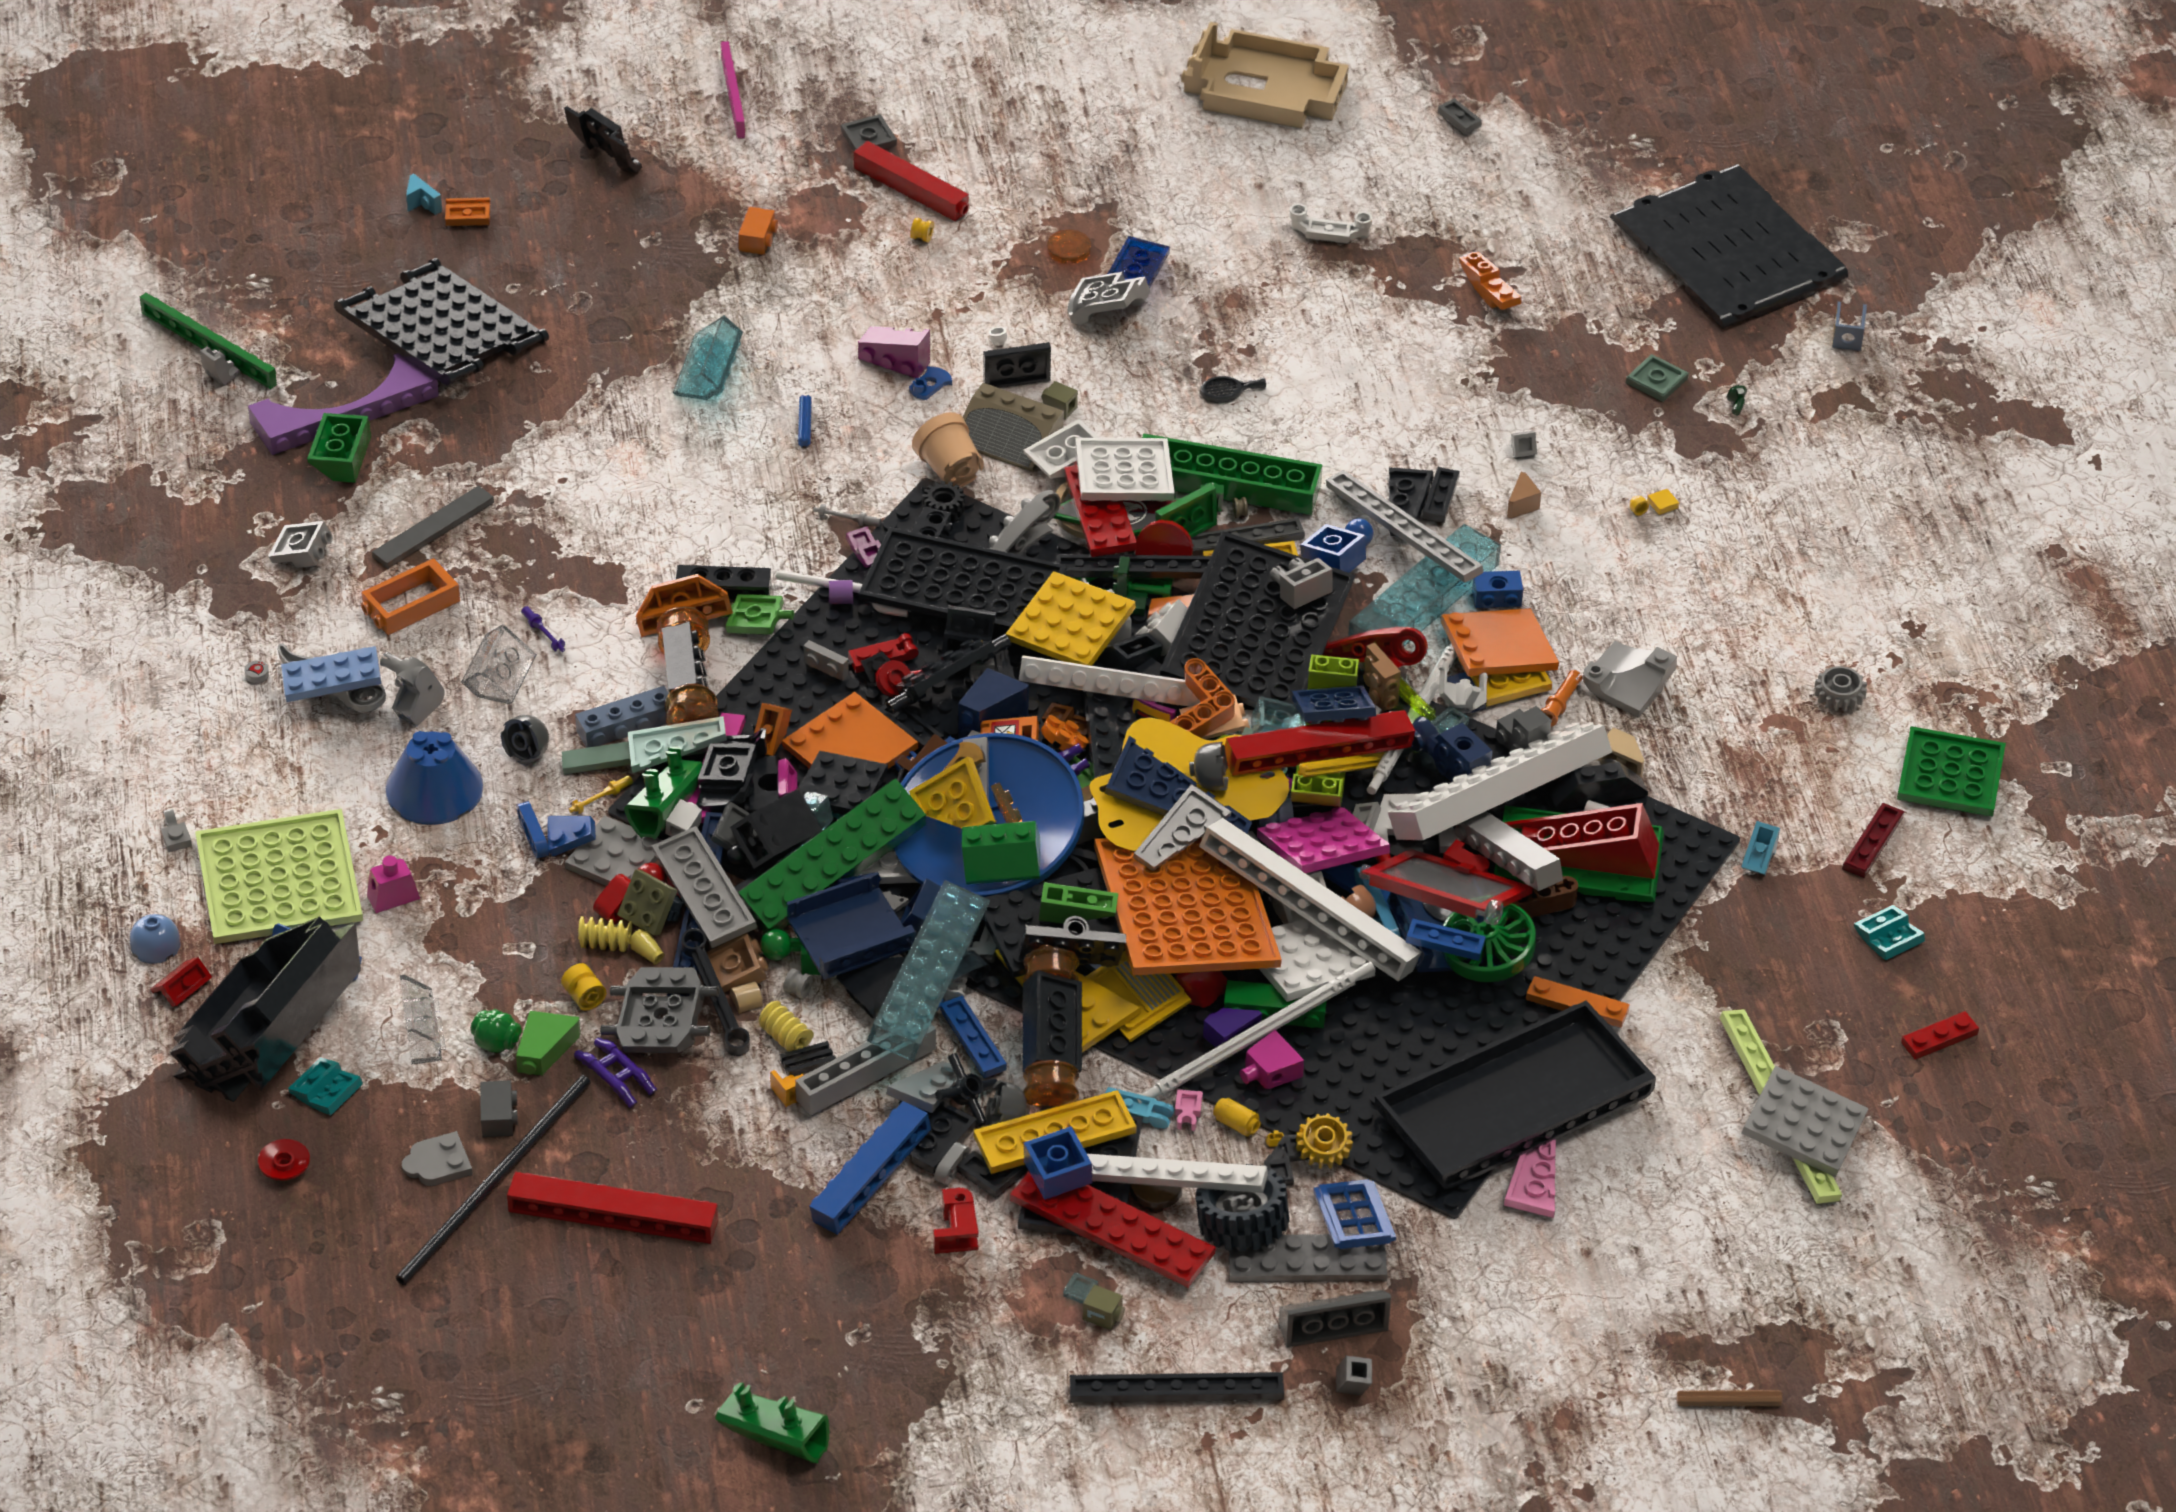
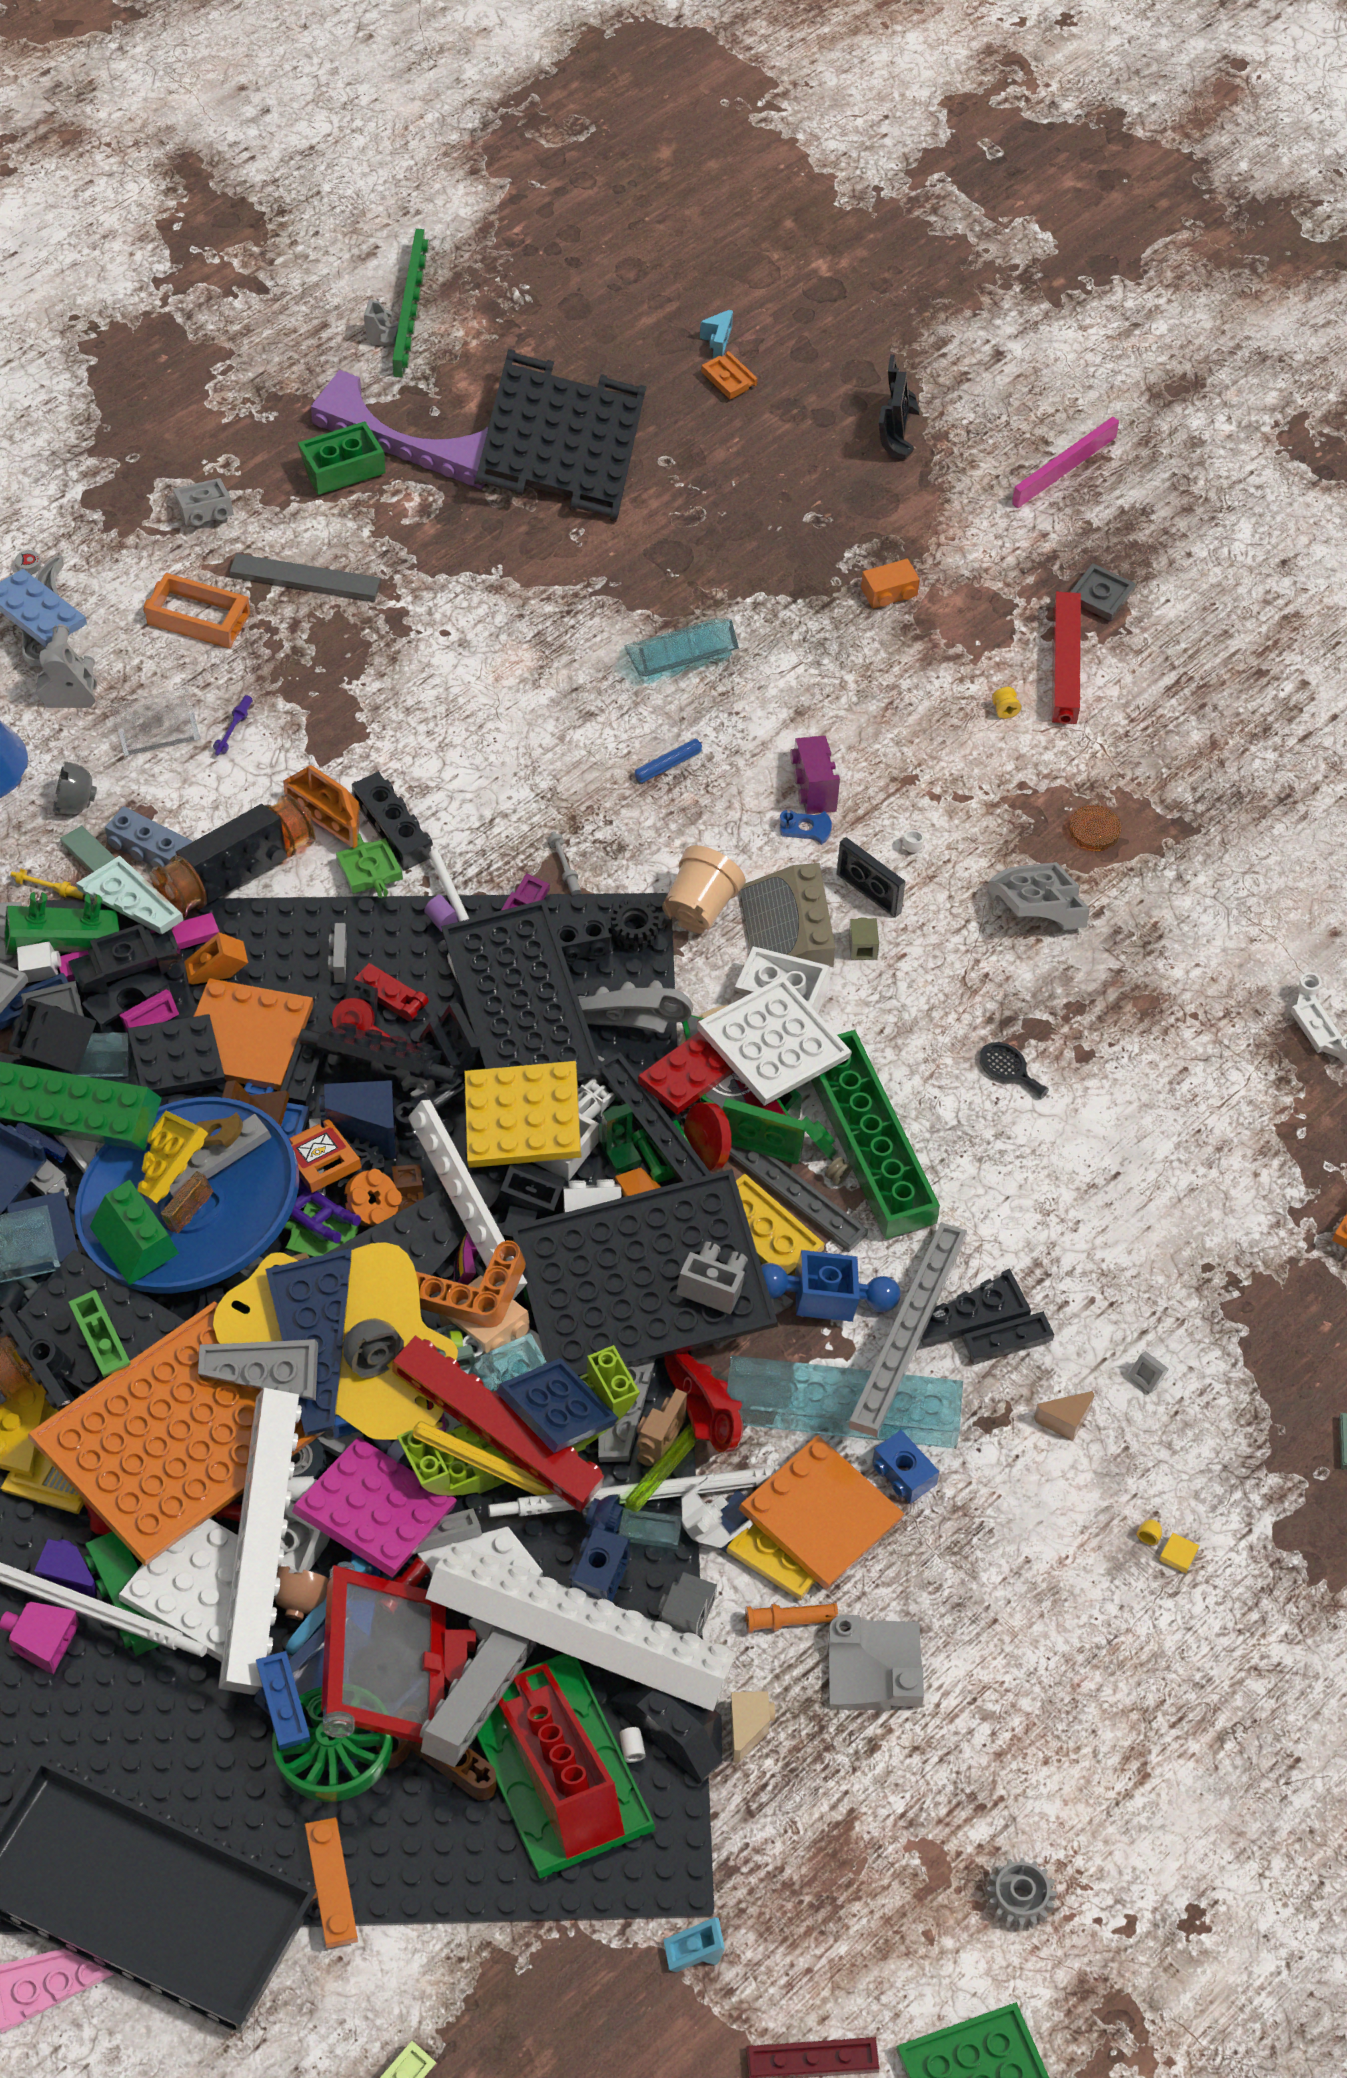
camera: 55 degrees right, 10 degrees up
(1140, 259) = (1119, 895): clear blue plate -> none

